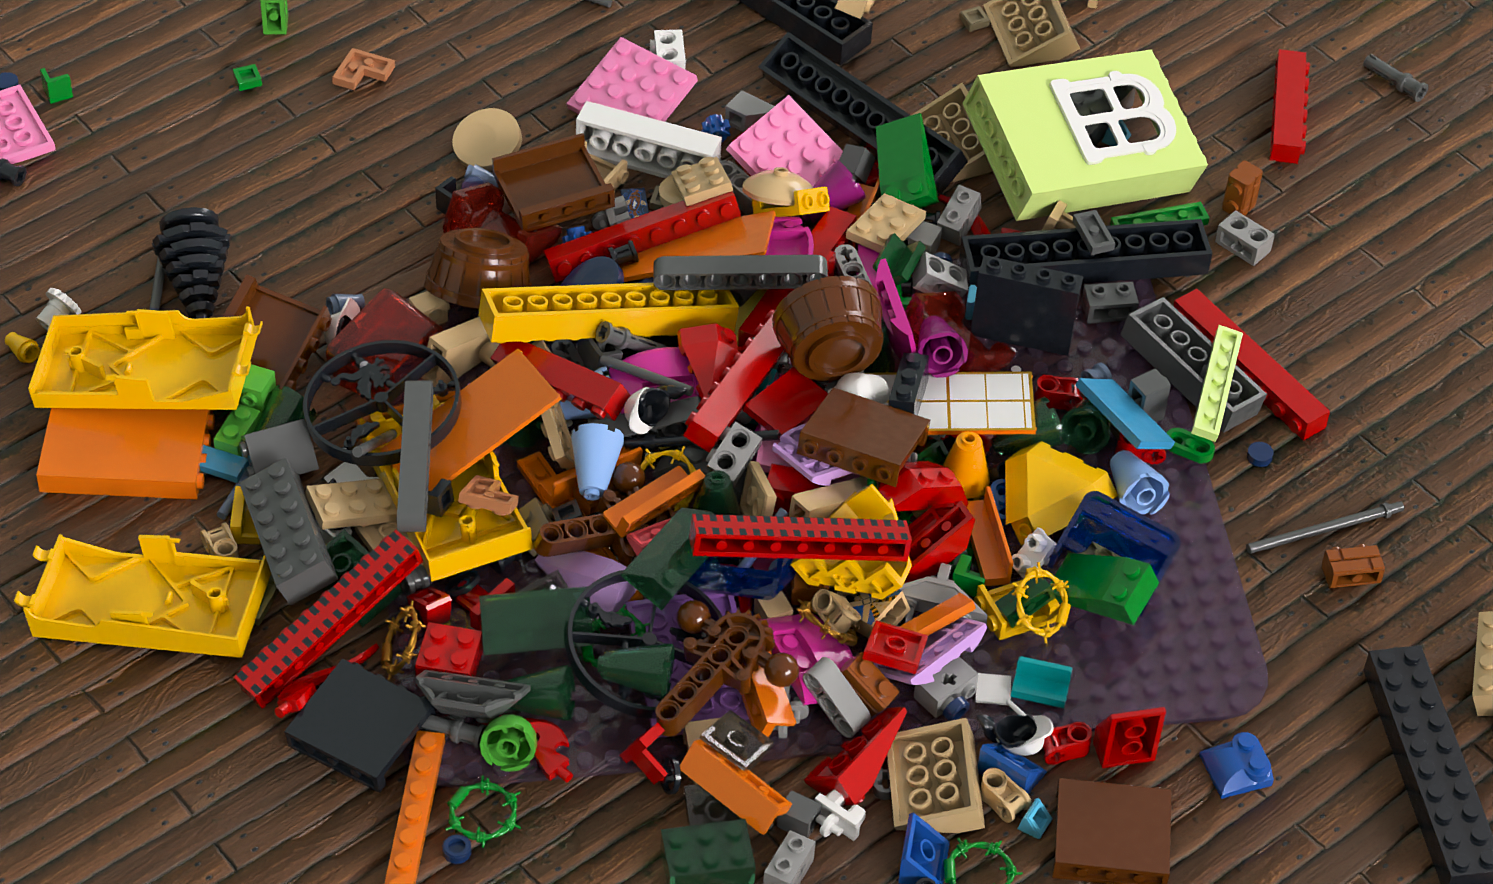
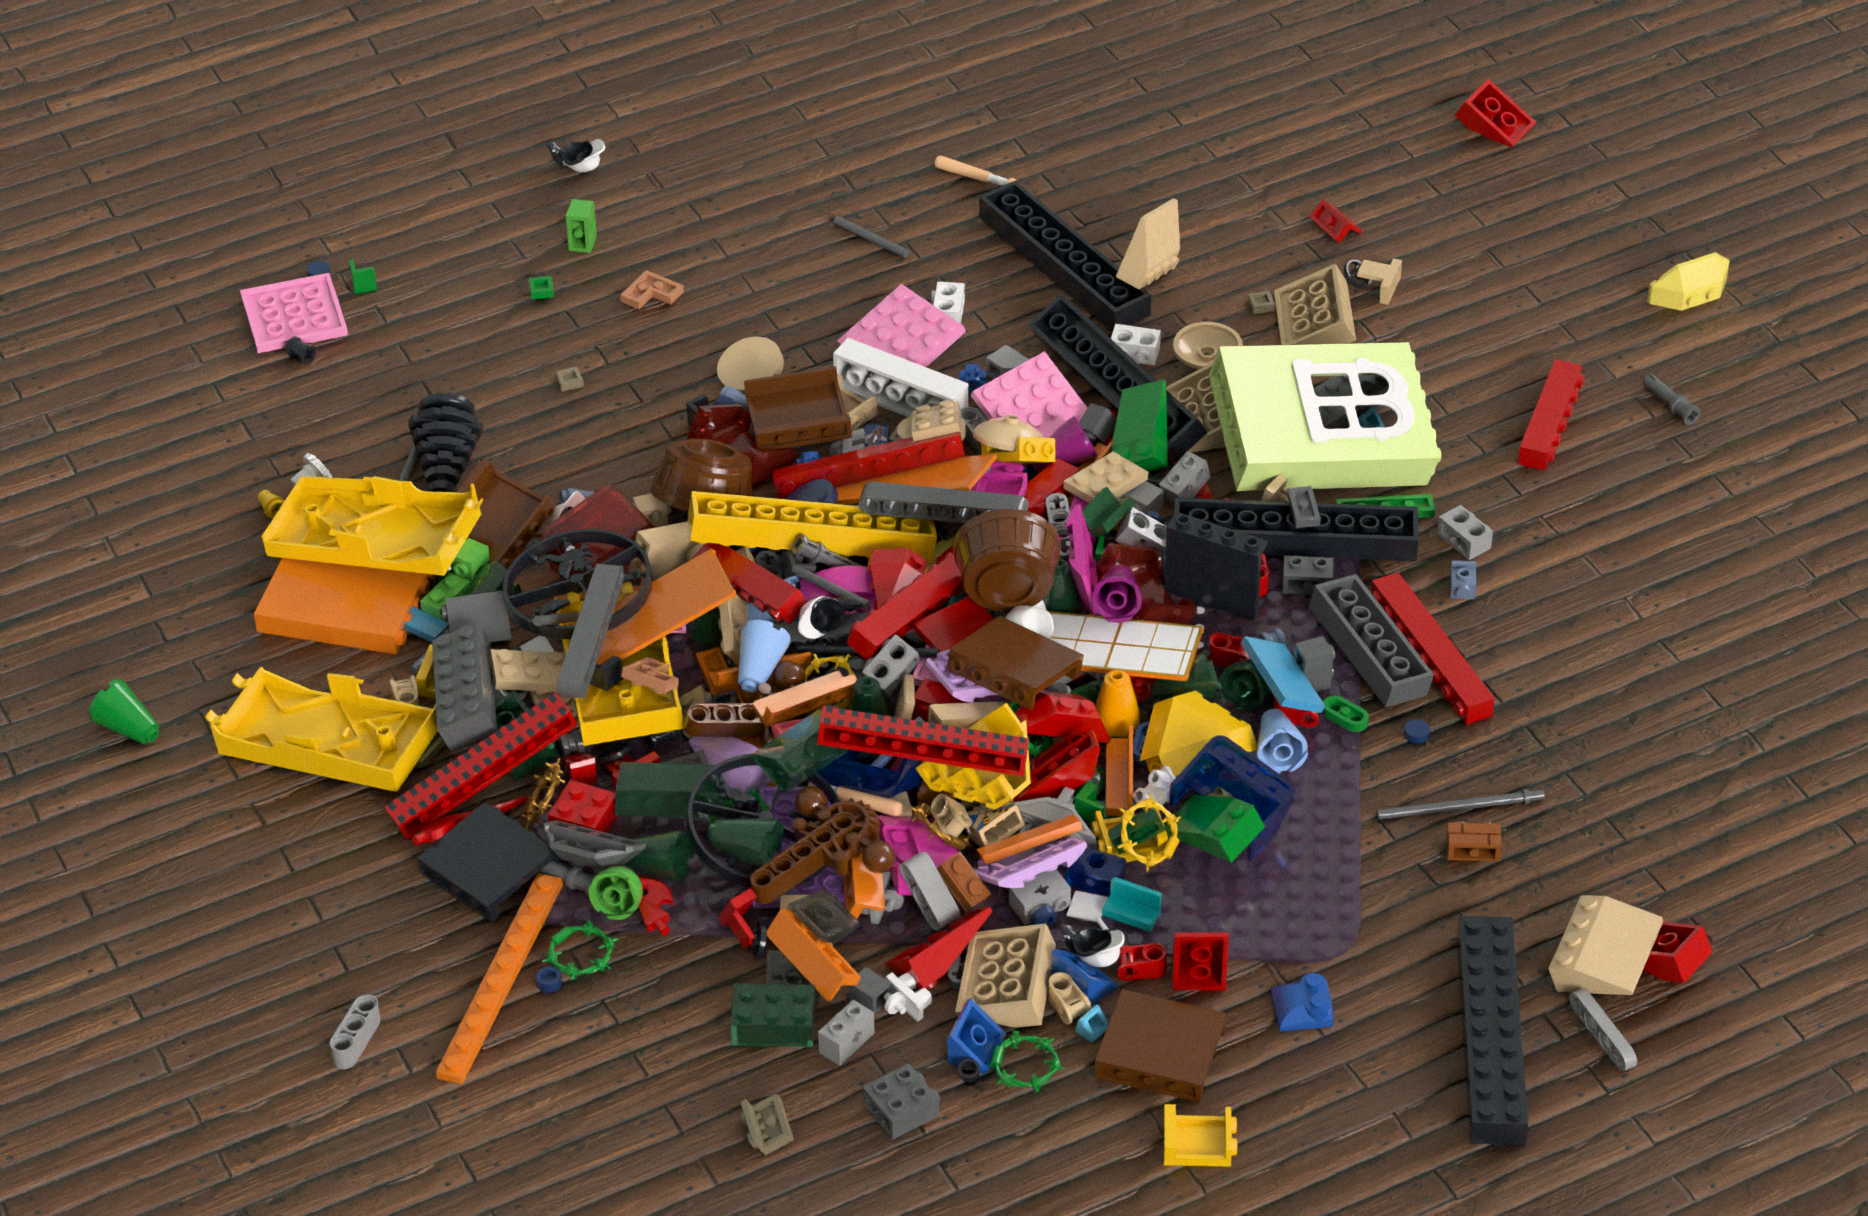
camera: 15 degrees right, 5 degrees down
(301, 173) = (569, 379): none -> dark tan tile
(624, 253) = (844, 479): black bush -> none
(763, 607) = (877, 803): none -> light nougat piece
(870, 71) = (1138, 342): none -> white brick
(895, 647) = (993, 851): red tile -> none
(910, 383) = (1078, 622): black brick -> none
(939, 69) = (1199, 343): none -> tan dish
(997, 652) = (1095, 871): none -> clear blue brick
(1217, 383) = (1381, 657): yellowish green plate -> none
(1242, 188) = (1474, 485): dark orange brick -> none
(1257, 288) = (1463, 580): none -> sand blue brick

